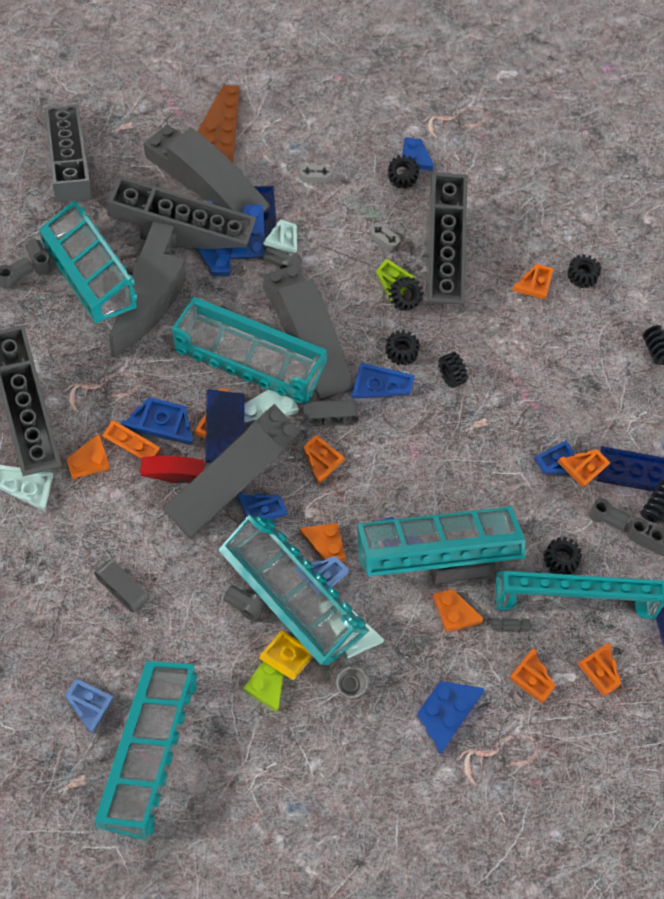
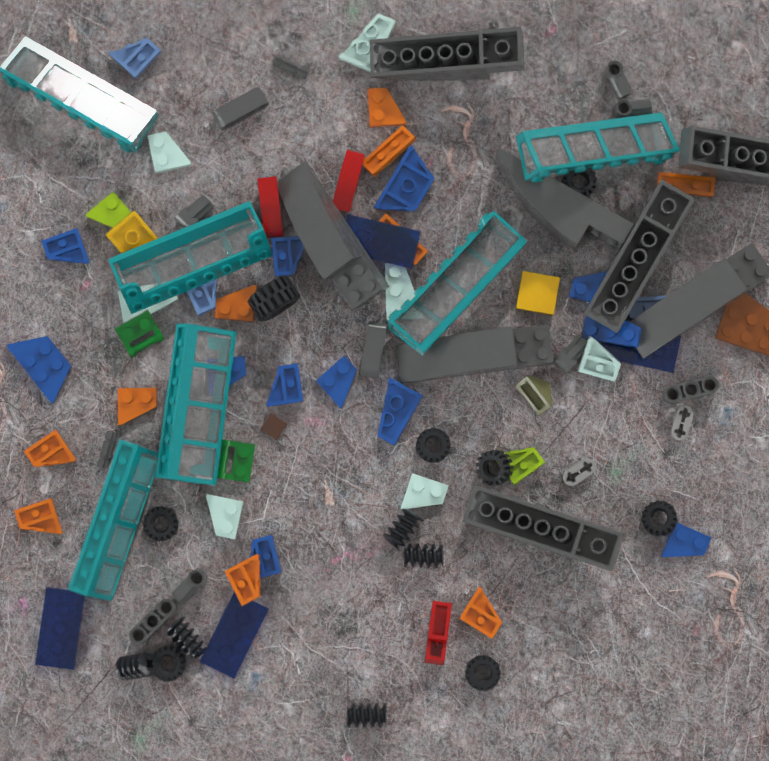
camera: 110 degrees right, 25 degrees up
(64, 552) = (290, 67): none -> dark grey axle
(99, 202) = (689, 184): none -> orange plate
(188, 646) = (166, 153): none -> light aqua wing
(212, 533) = (270, 206): none -> red slope
(235, 296) = (537, 293): none -> yellow tile
(285, 170) = (698, 385): none -> dark grey beam
(312, 500) = (273, 298): none -> black tyre
(318, 719) = (66, 247): none -> blue wing
(321, 458) = (326, 326): orange wing -> none
(328, 279) = (536, 392): none -> olive slope
(352, 682) = (88, 285): light grey hair -> none
(369, 438) = (338, 380): none -> blue wing
(381, 627) = (137, 327): none -> green plate
(391, 478) = (286, 386): none -> blue wing
(432, 481) = (273, 426): none -> reddish brown slope
(446, 342) = (423, 492): none -> light aqua wing
(453, 369) = (388, 484): black tyre -> none
(475, 500) = (242, 461): none -> green plate
(486, 353) = (402, 528): none -> black piece
(504, 331) = (423, 555): none -> black piece
(531, 503) = (225, 515): none -> light aqua wing
(565, 309) = (438, 633): none -> red slope

